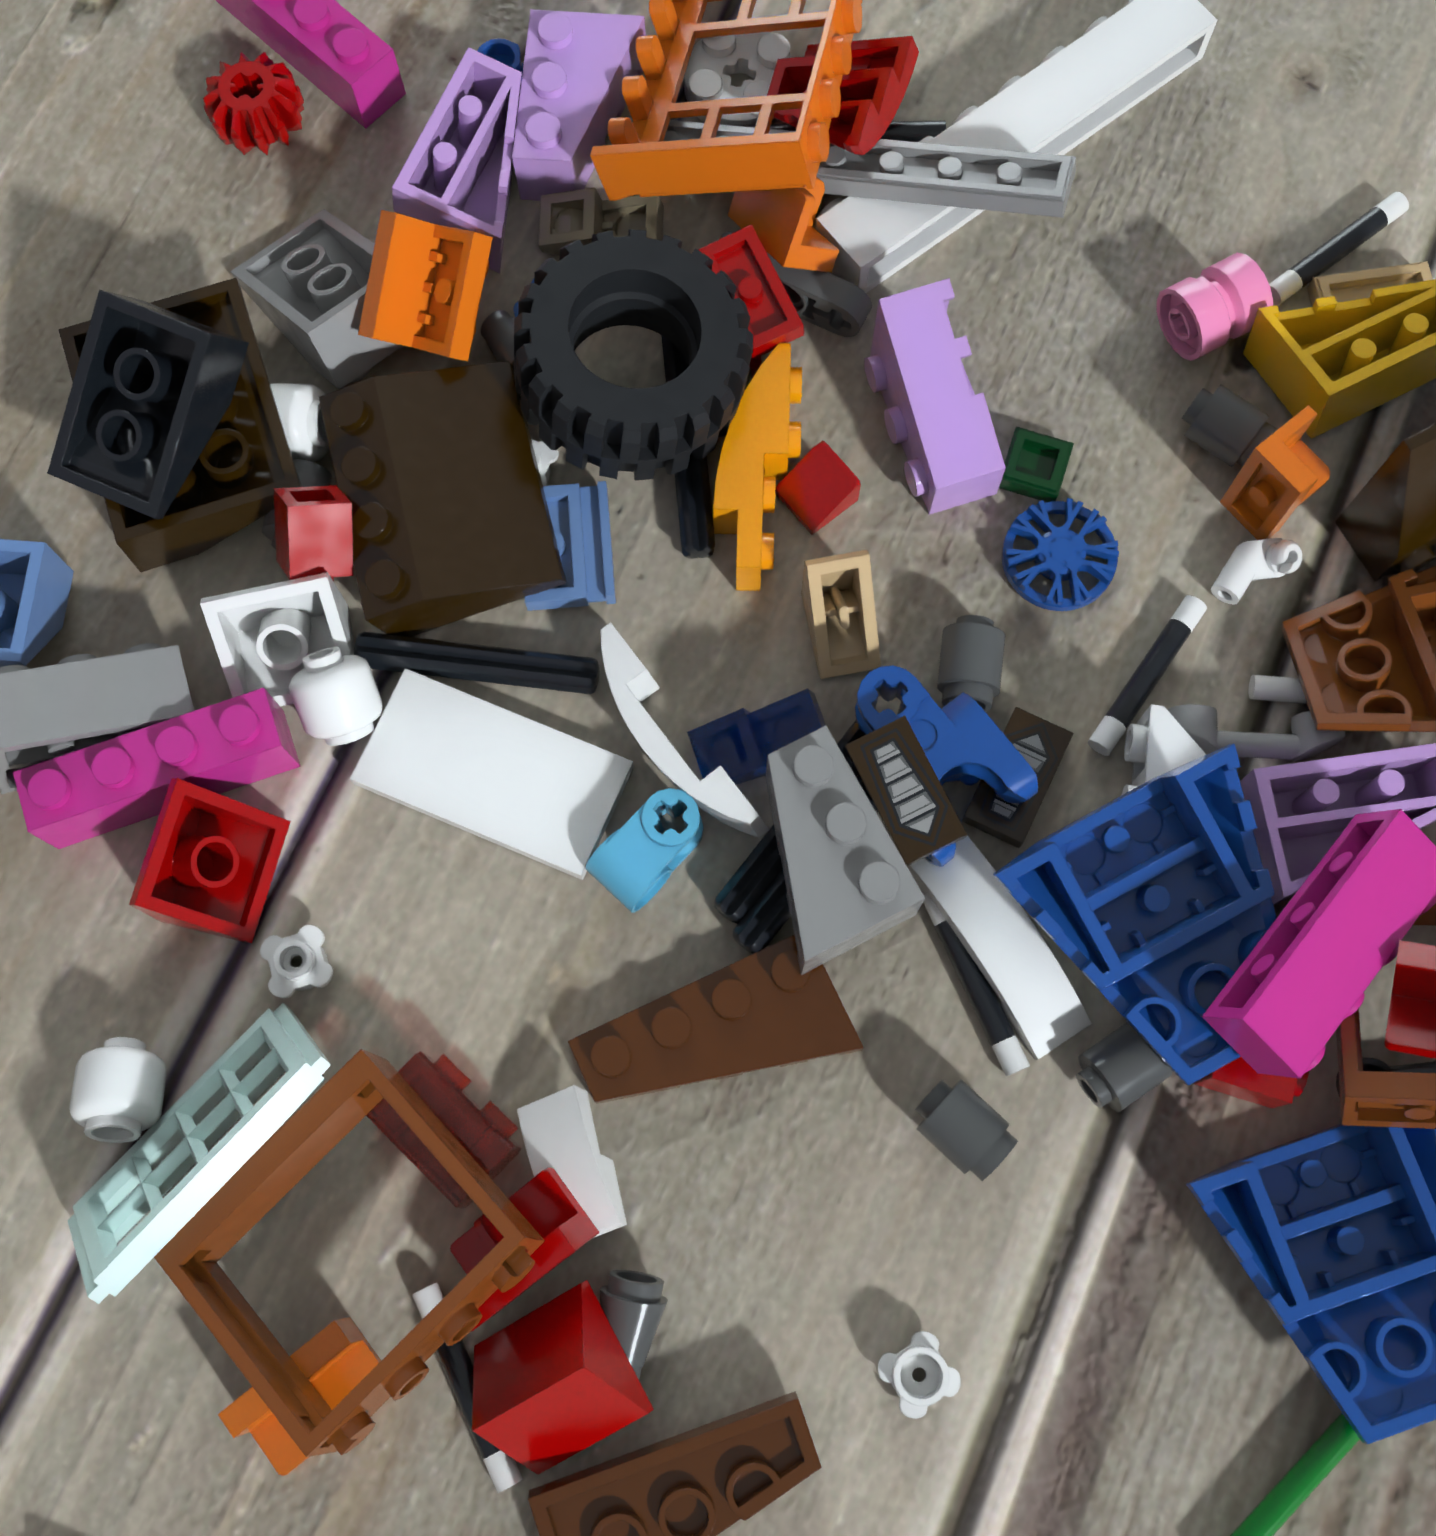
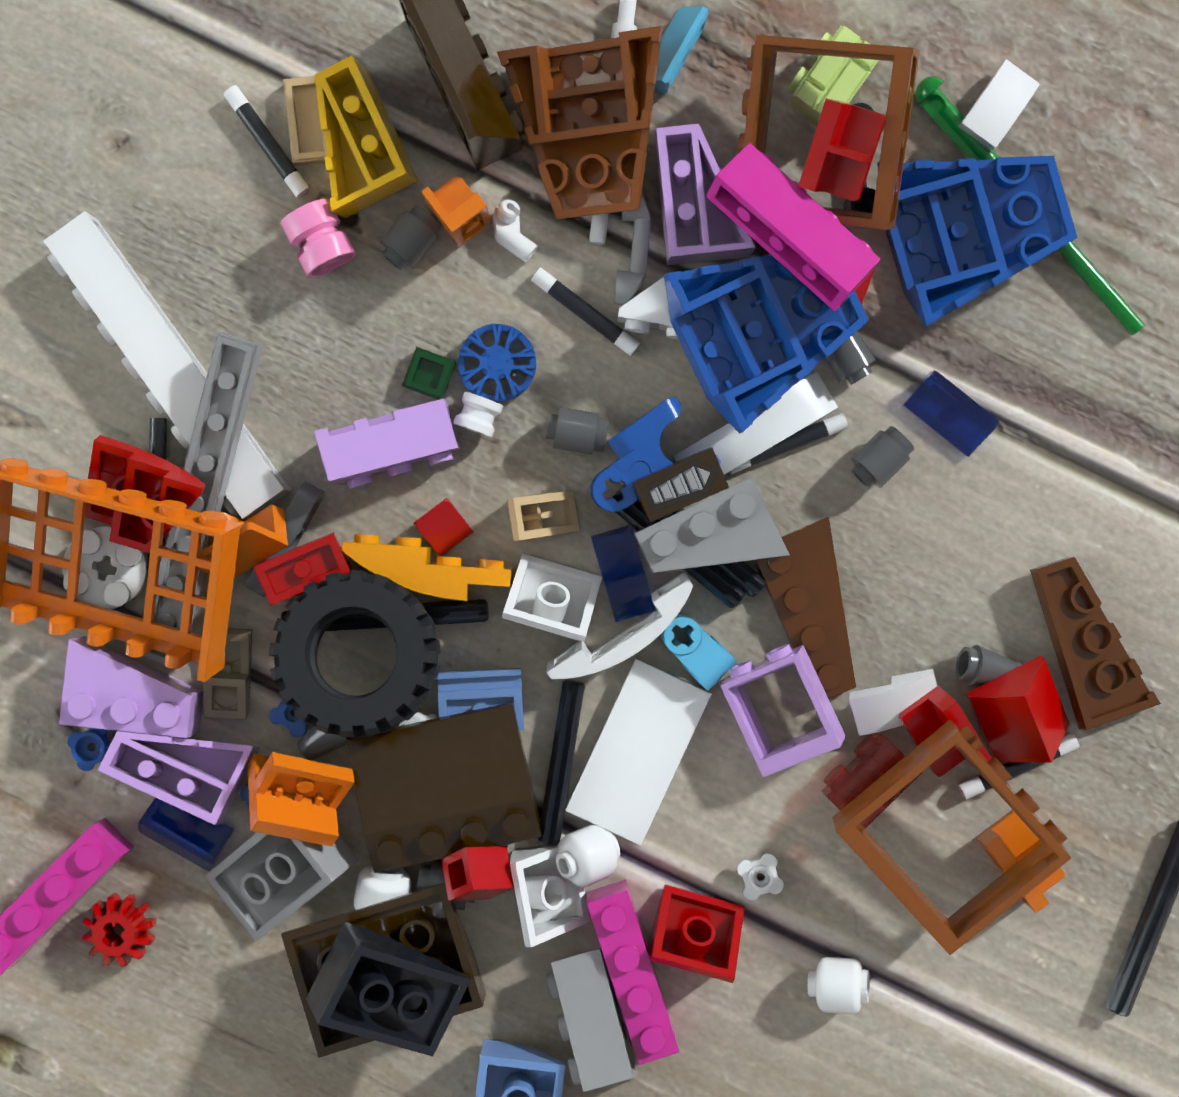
camera: 95 degrees left, 15 degrees up
(193, 1150) = (881, 933): light aqua piece -> none
(373, 185) = (185, 833): none -> clear blue slope
(534, 935) = (796, 750): none -> lavender window
(718, 636) = (552, 597): none -> white slope
(939, 1378) = (1034, 497): white plate -> none
(984, 525) = (478, 414): none -> white wheel
(1043, 748) = (639, 394): dark brown tile -> none
(1045, 1244) = (951, 413): none -> clear blue slope

